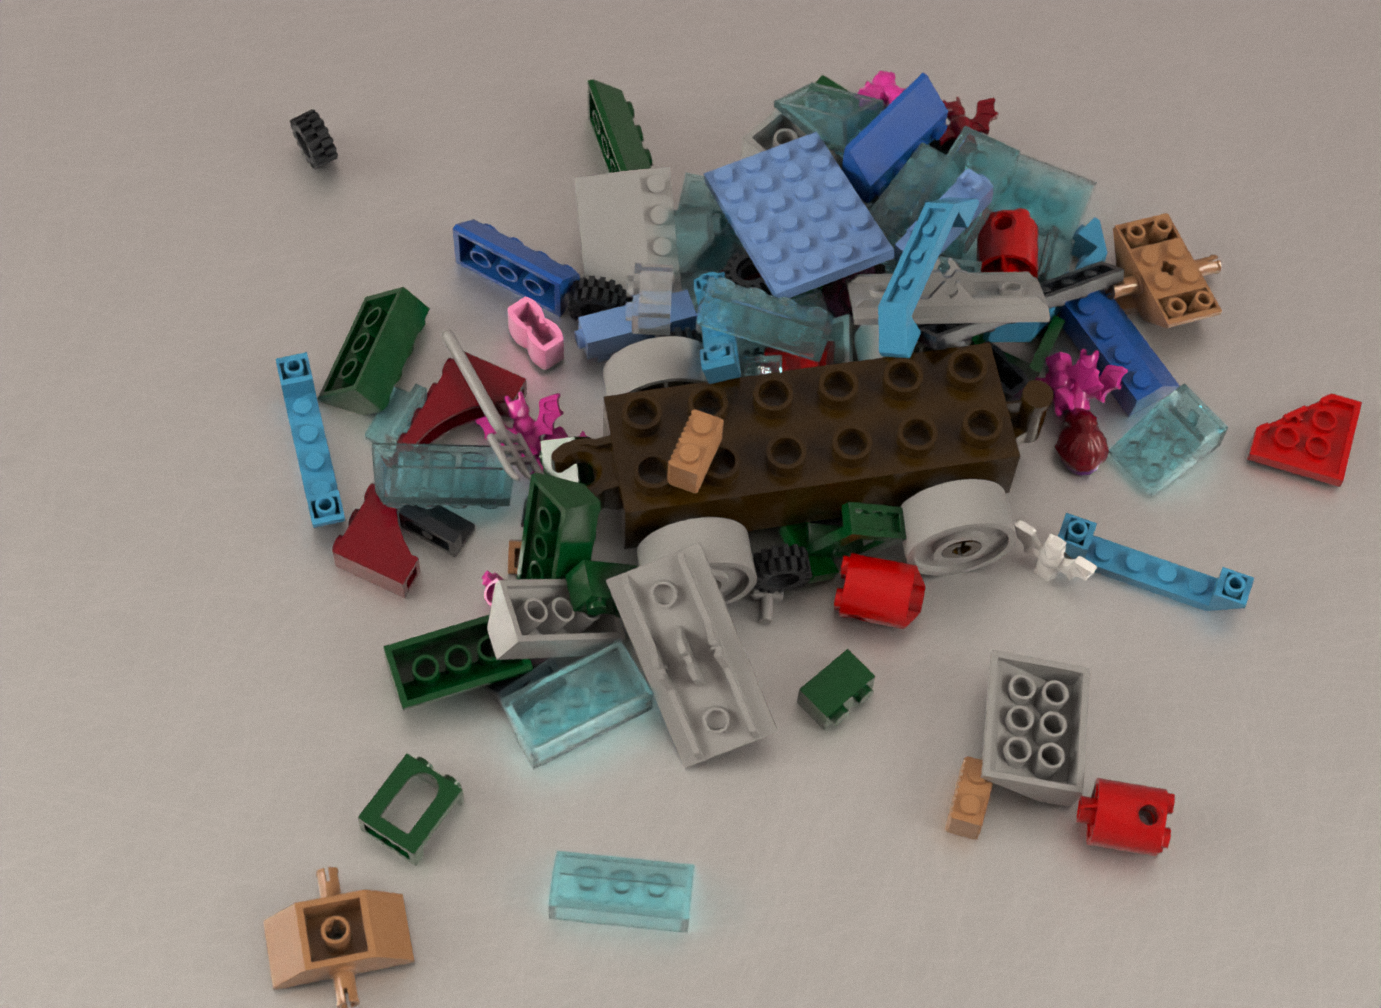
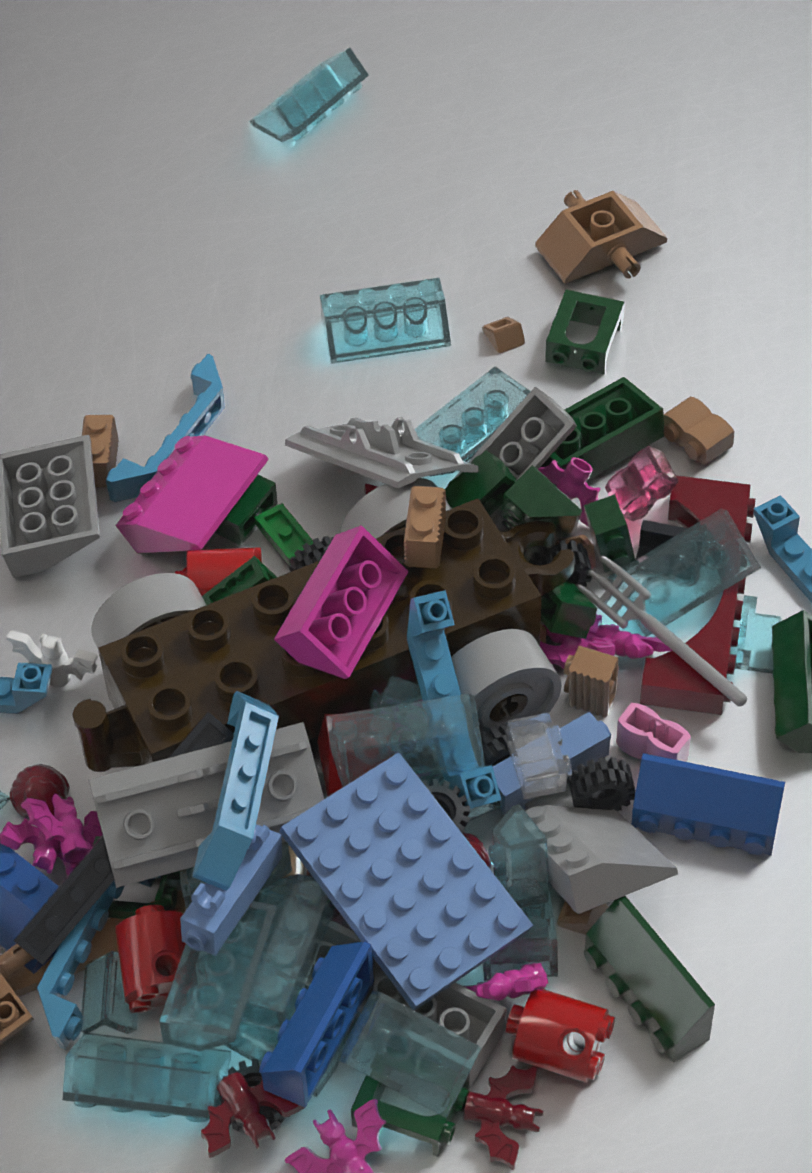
camera: 170 degrees right, 10 degrees down
(350, 648) = (698, 430): none -> medium nougat brick
(437, 584) = (642, 483): none -> clear pink brick
(492, 533) = (609, 531): none -> dark green brick
(496, 847) = (504, 334): none -> medium nougat slope
(574, 388) = (591, 680): none -> medium nougat brick
(705, 120) = (546, 1034): none -> red cylinder
(724, 153) = (512, 983): none -> dark pink animal
(762, 95) = (495, 1112): none -> dark red animal
(795, 399) = (342, 603): none -> dark pink slope
(799, 647) = (282, 531): none -> green plate
(886, 691) = (189, 495): none -> dark pink slope
(939, 753) = (128, 477): none -> dark azure slope

